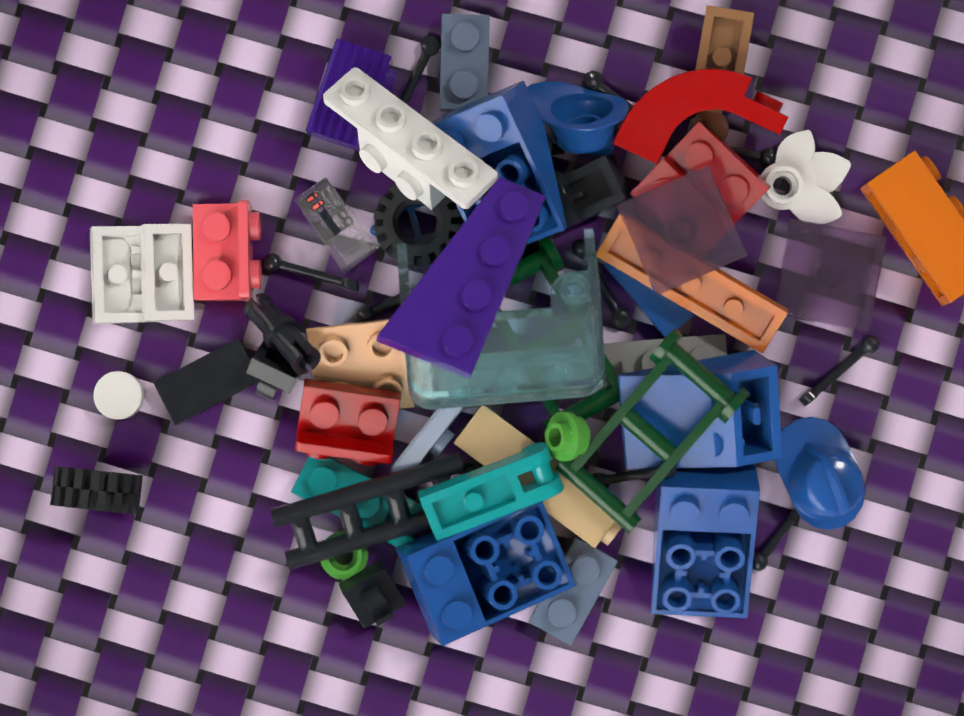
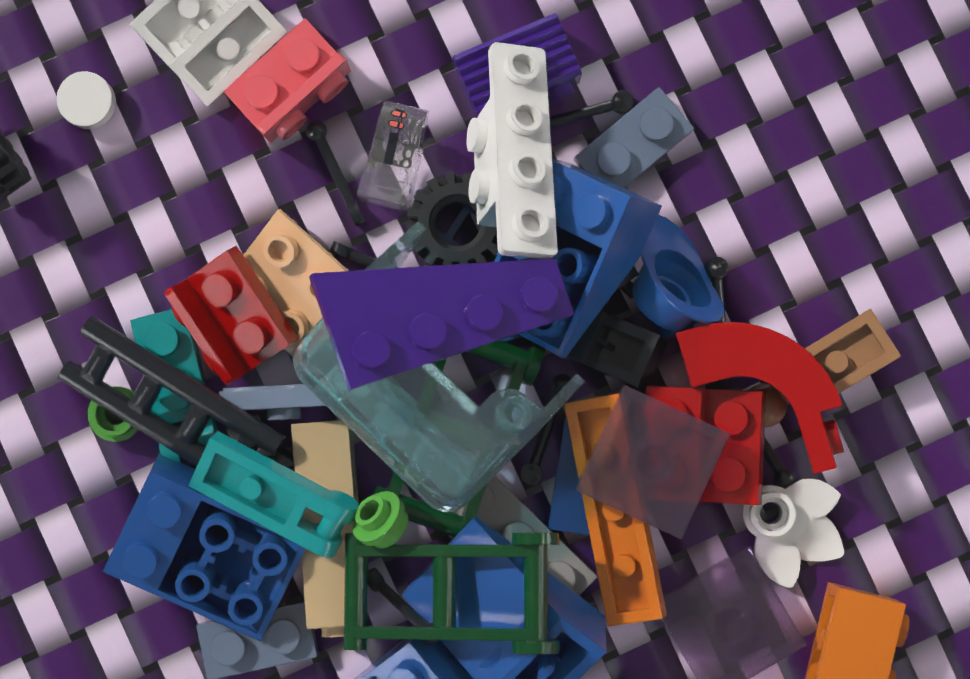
camera: 50 degrees right, 0 degrees up
(206, 382) = (164, 165): black tile -> none
(272, 371) = (226, 212): black tile -> none
(282, 333) = (257, 192): black pin -> none
(372, 595) = (101, 469): black tile -> none

